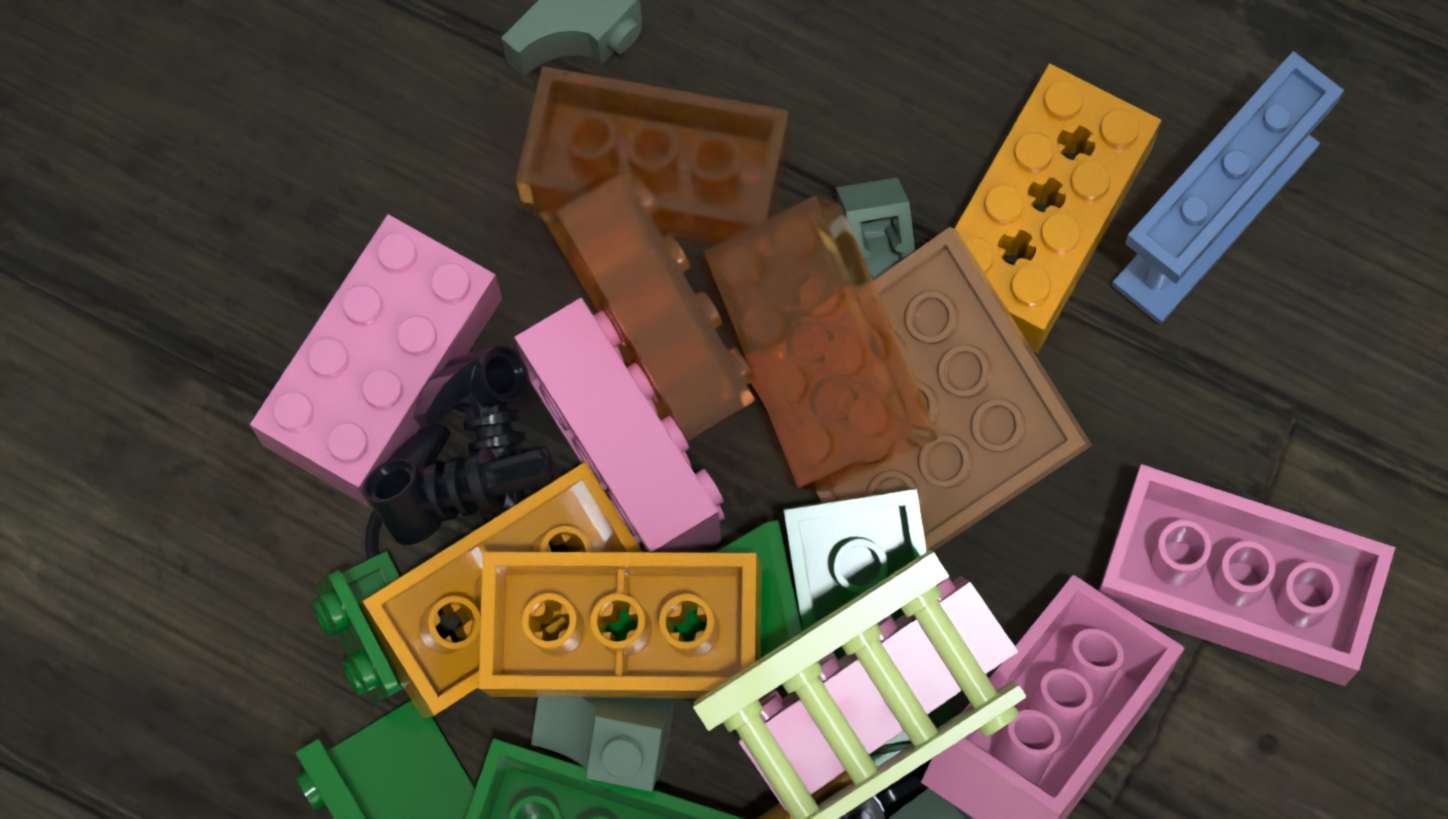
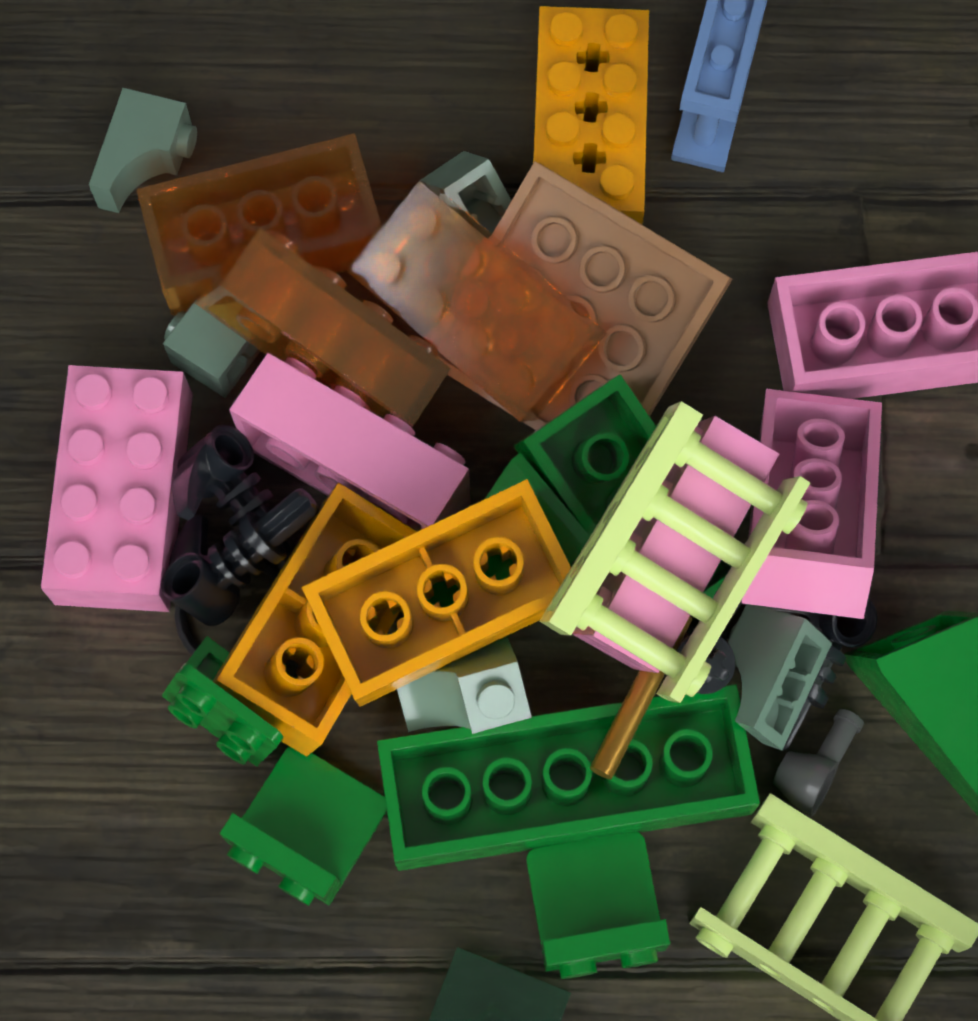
camera: 30 degrees left, 0 degrees up
(535, 262) = (208, 349): none -> sand green arch

